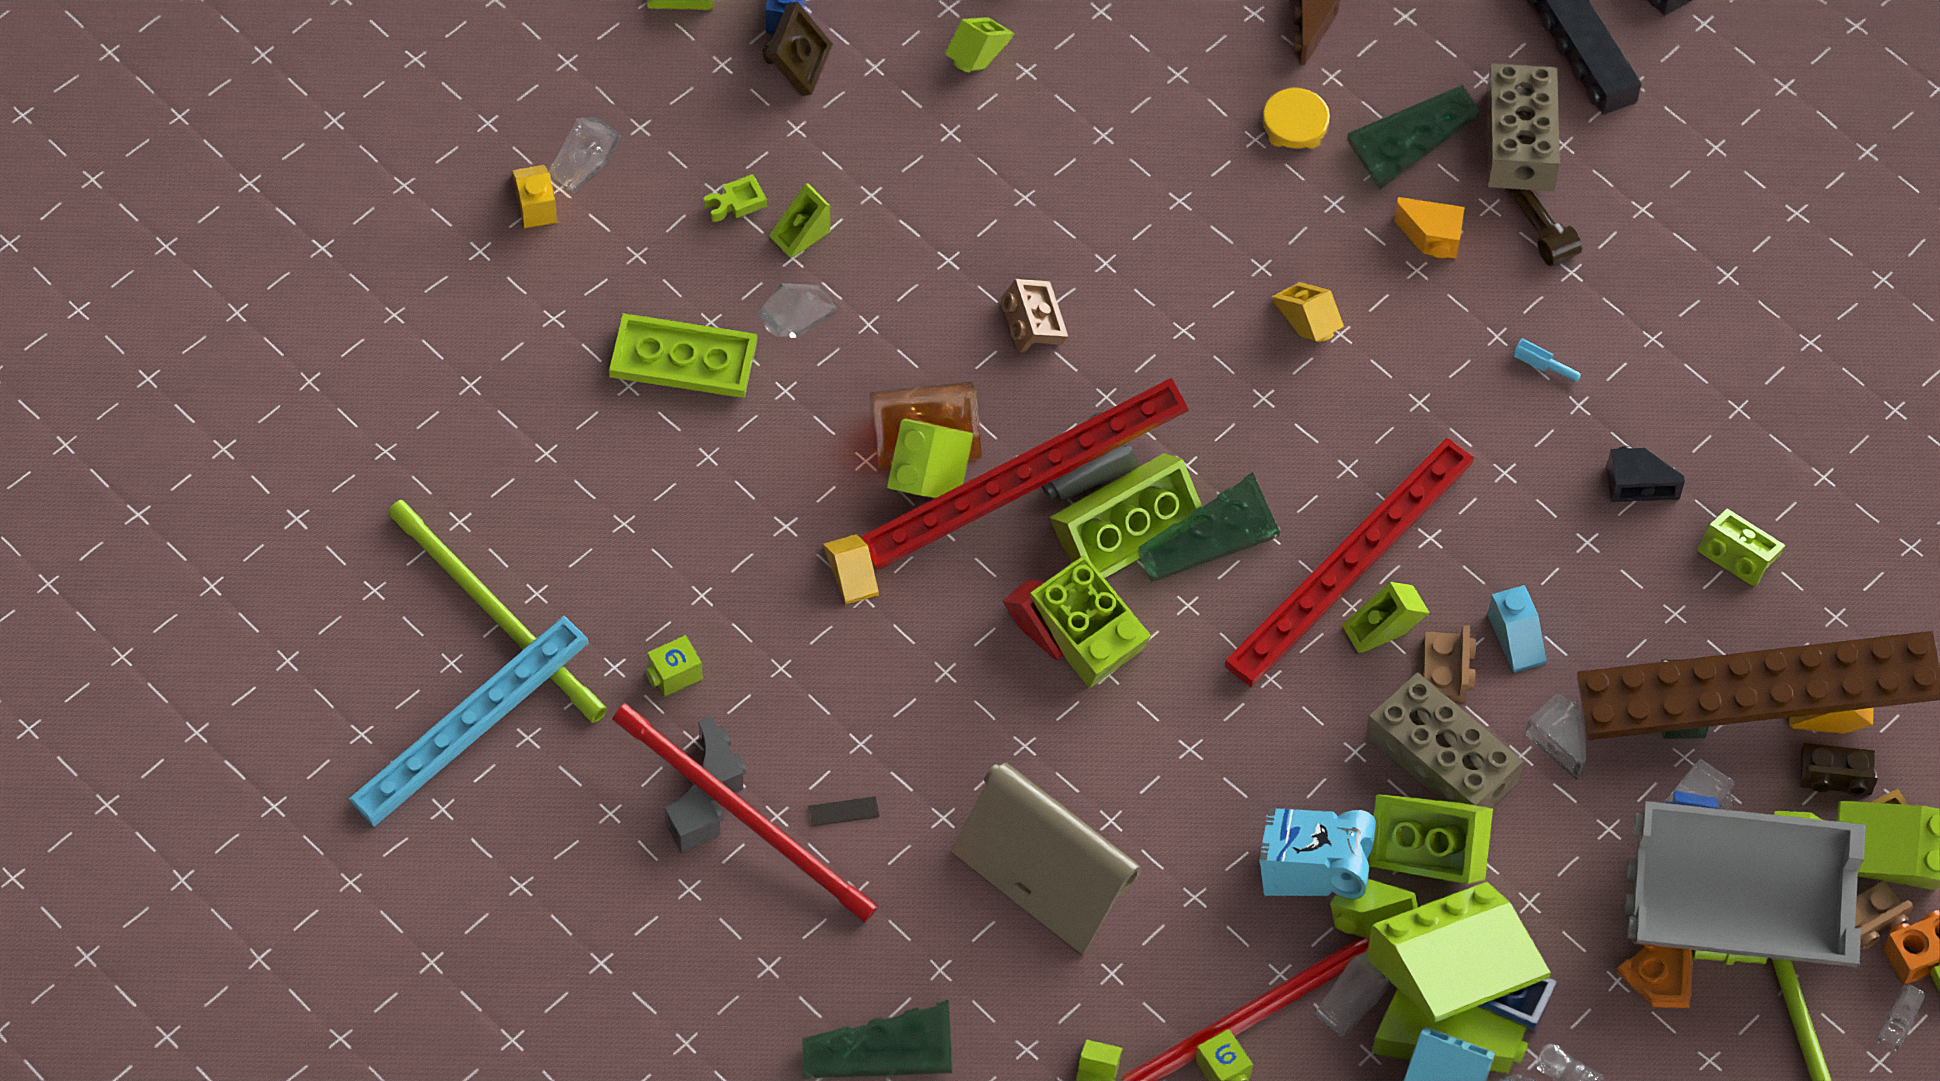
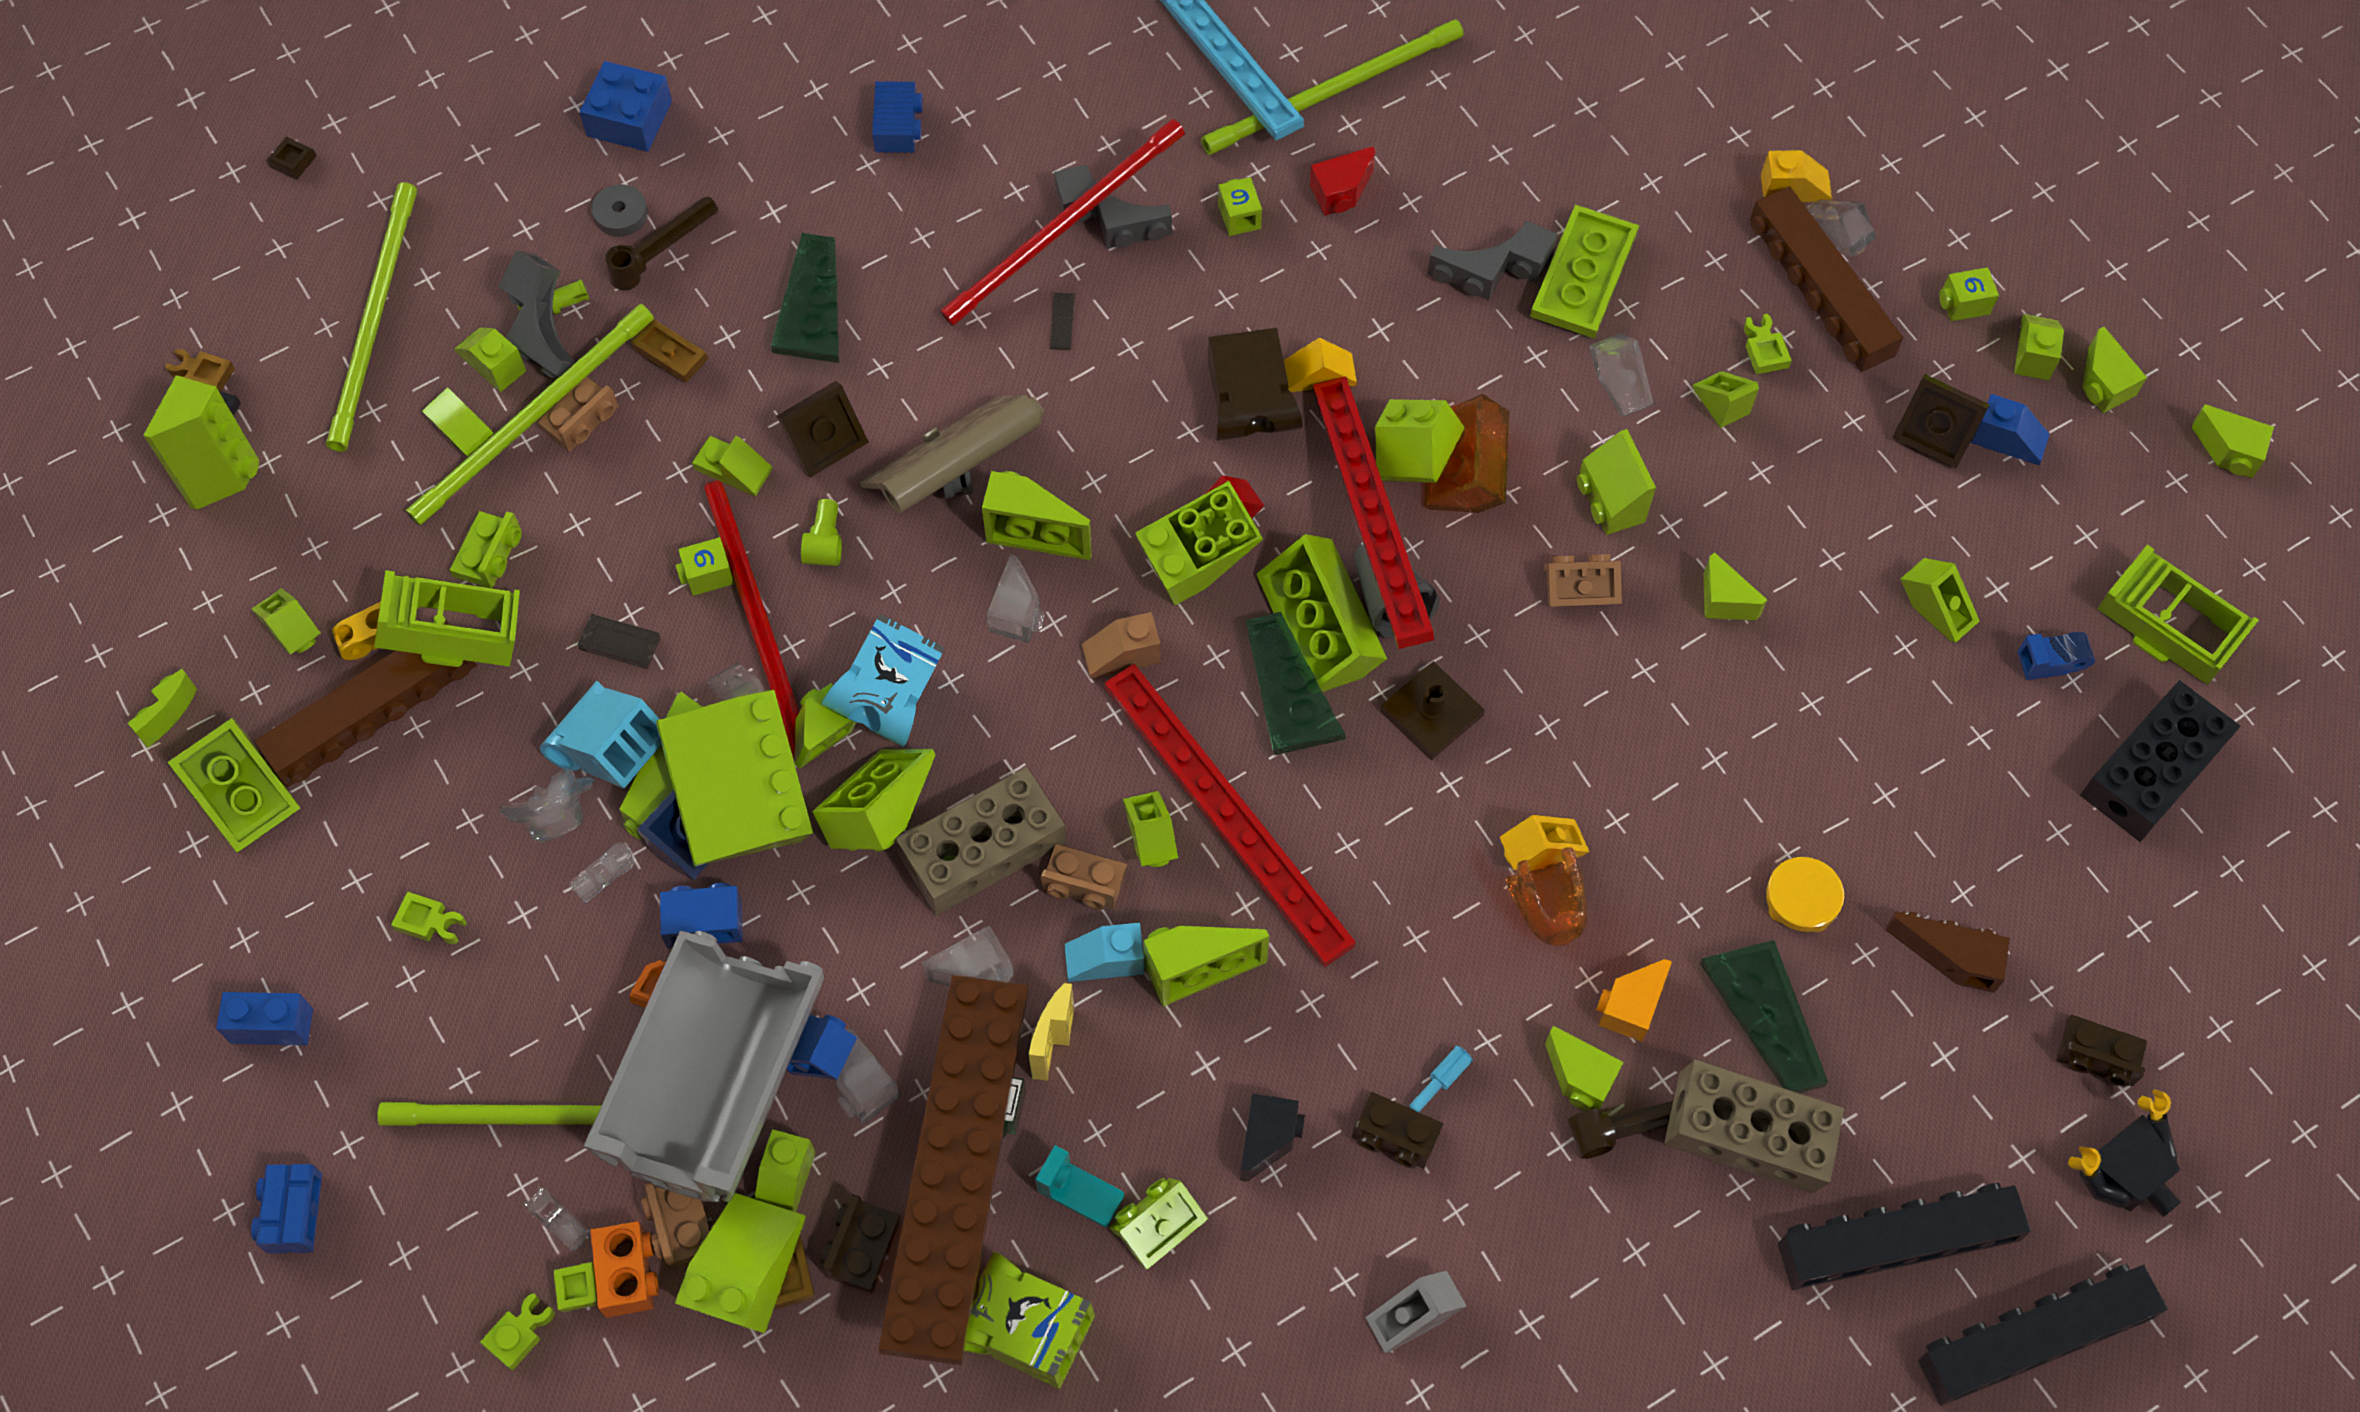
camera: 105 degrees right, 5 degrees up
(622, 578) = (1341, 180): none -> red slope
(627, 1017) = (895, 116): none -> blue brick
(641, 42) = (1969, 294): none -> lime brick
(648, 158) = (1825, 279): none -> reddish brown brick
(678, 407) = (1482, 270): none -> dark grey arch
(893, 617) = (1251, 384): none -> dark brown piece
(931, 292) = (1617, 484): none -> lime slope
(1016, 203) = (1729, 594): none -> lime slope
(1044, 987) = (822, 429): none -> dark brown tile
(1097, 787) = (1033, 519): none -> lime slope
(1168, 964) = (823, 543): none -> lime pin
(1186, 776) = (1015, 605): none -> clear slope
(1205, 424) = (1432, 710): none -> dark brown tile
(1208, 674) = (1123, 644): none -> medium nougat slope
(1365, 292) = (1551, 899): none -> clear orange hair
(1509, 256) = (1581, 1069): none -> lime slope
(1509, 544) = (1198, 957): none -> lime slope
(1587, 969) = (708, 910): none -> blue brick
(1601, 386) = (1397, 1131): none -> dark brown bracket
(1602, 646) = (1052, 1028): none -> light yellow slope
(1735, 610) = (1078, 1189): none -> teal bracket
(1752, 346) = (1415, 1310): none -> light grey slope
(1864, 604) = (1027, 1322): none -> lime piece

